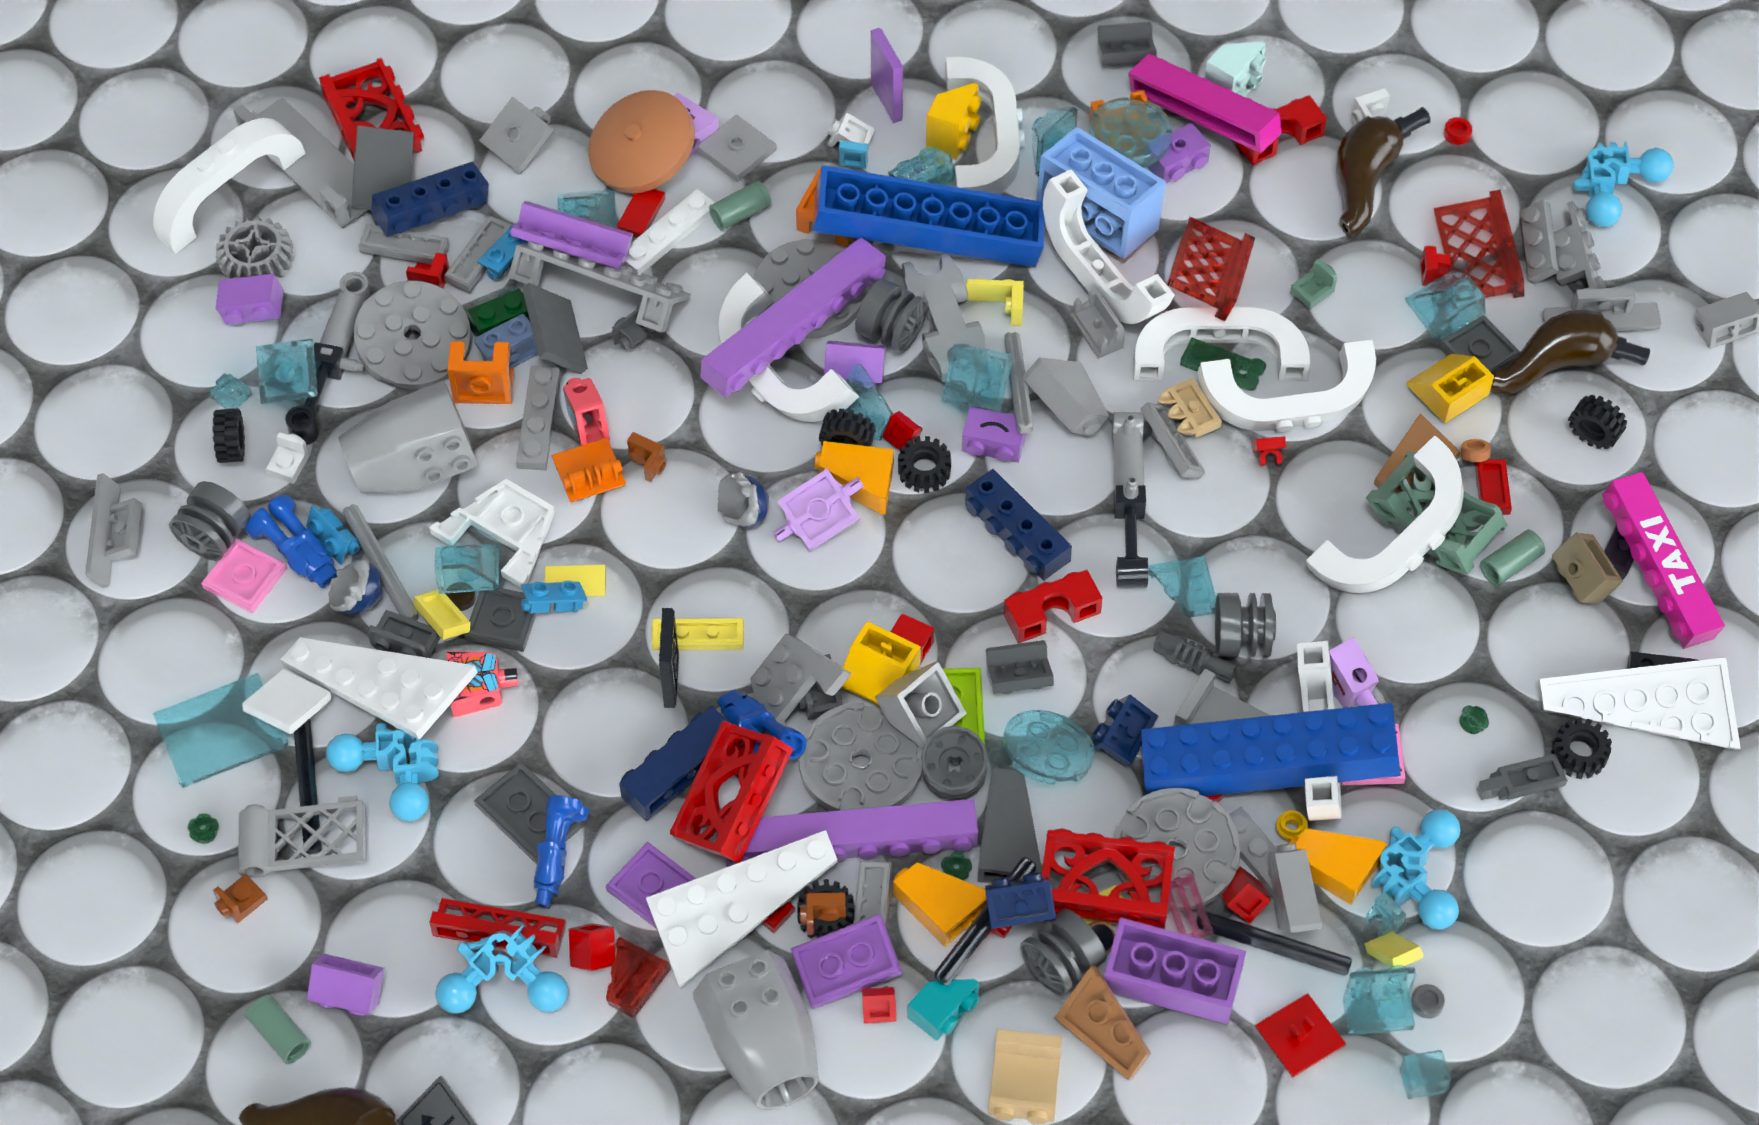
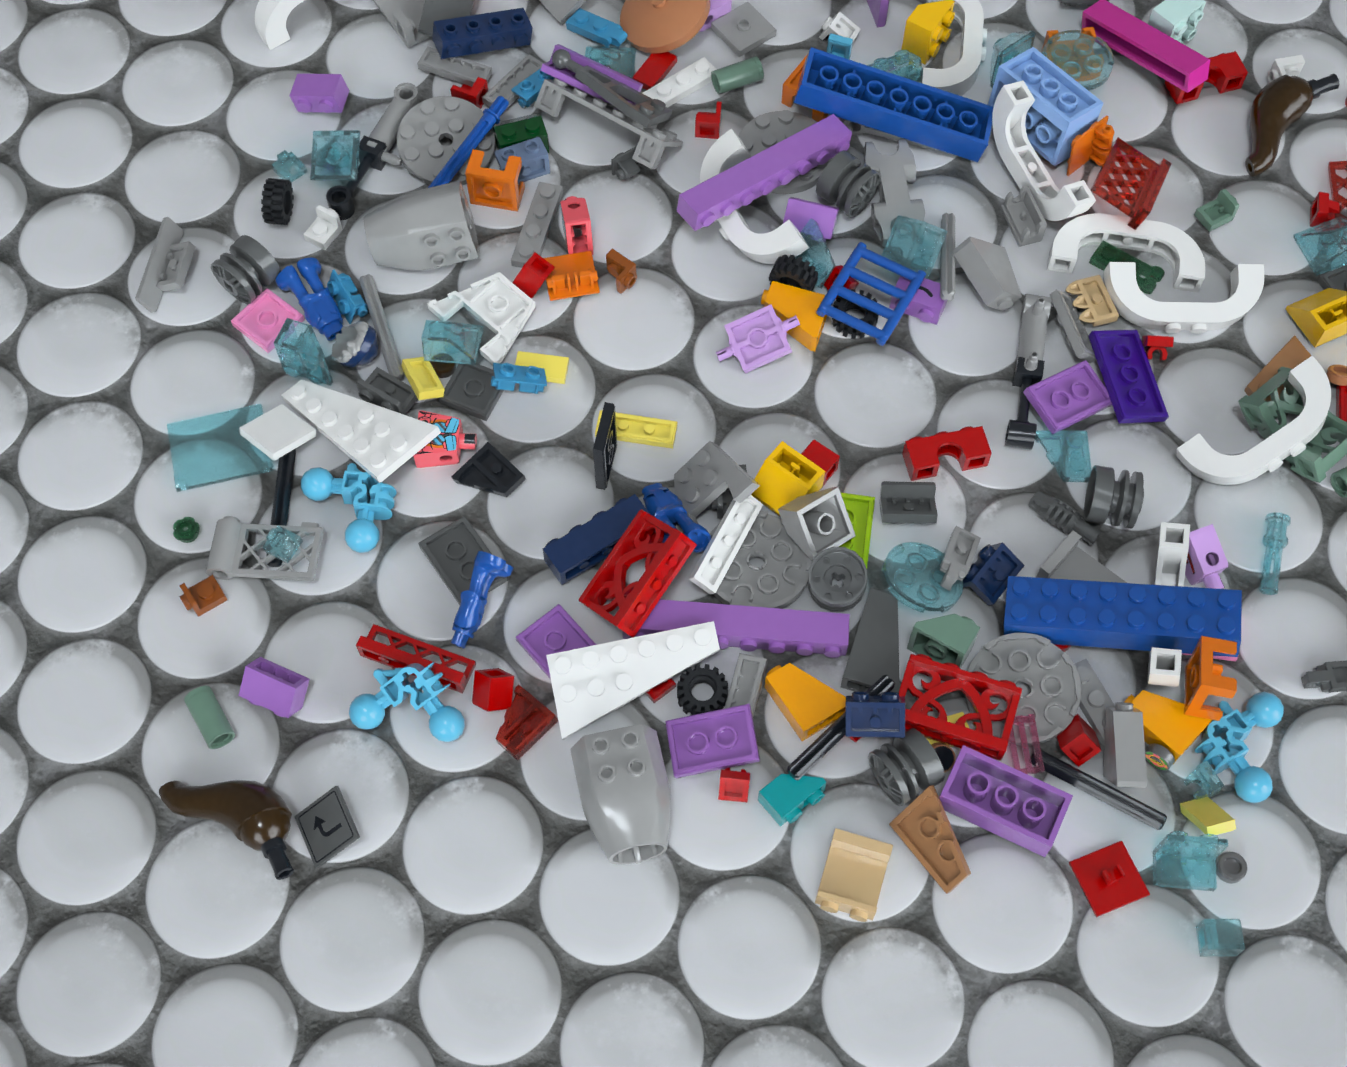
camera: 10 degrees right, 5 degrees up
(254, 249) = (333, 53): light grey gear -> none
(298, 607) = (302, 353): none -> clear light blue slope
(322, 825) = (282, 543): none -> clear light blue tile
(460, 301) = (486, 122): none -> blue axle
(540, 709) = (489, 472): none -> black wing
(546, 476) = (533, 275): none -> red panel
(554, 328) = (563, 153): dark grey tile -> none
(563, 172) = (596, 28): none -> dark azure hinge
(646, 264) = (646, 112): none -> dark grey plate
(716, 267) = (708, 124): none -> red panel
(742, 500) = (694, 320): light grey hair -> none
(823, 744) = (725, 544): none -> white plate
(823, 906) = (701, 689): dark orange bracket -> none
(957, 858) = (824, 663): clear green plate -> none
(968, 460) = (892, 315): none -> blue bar
(999, 291) = (945, 177): light yellow bracket -> none
(1017, 525) = (927, 378): dark blue brick -> none
(1082, 807) = (944, 638): none -> sand green slope
(1083, 717) = (958, 556): none -> light grey hinge
(1161, 229) = (1092, 145): none -> orange hinge
(1179, 521) = (1068, 397): none -> medium lavender tile
(1186, 152) = (1122, 85): medium lavender brick -> none
(1242, 488) = (1128, 376): none -> dark purple tile
(1291, 817) = (1132, 677): yellow plate -> none
(1334, 897) = (1159, 756): none -> flat silver tile
(1371, 803) = (1205, 678): none -> orange panel
(1428, 648) = (1274, 543): none -> clear light blue pin
(1473, 719) = (1307, 614): clear green plate -> none

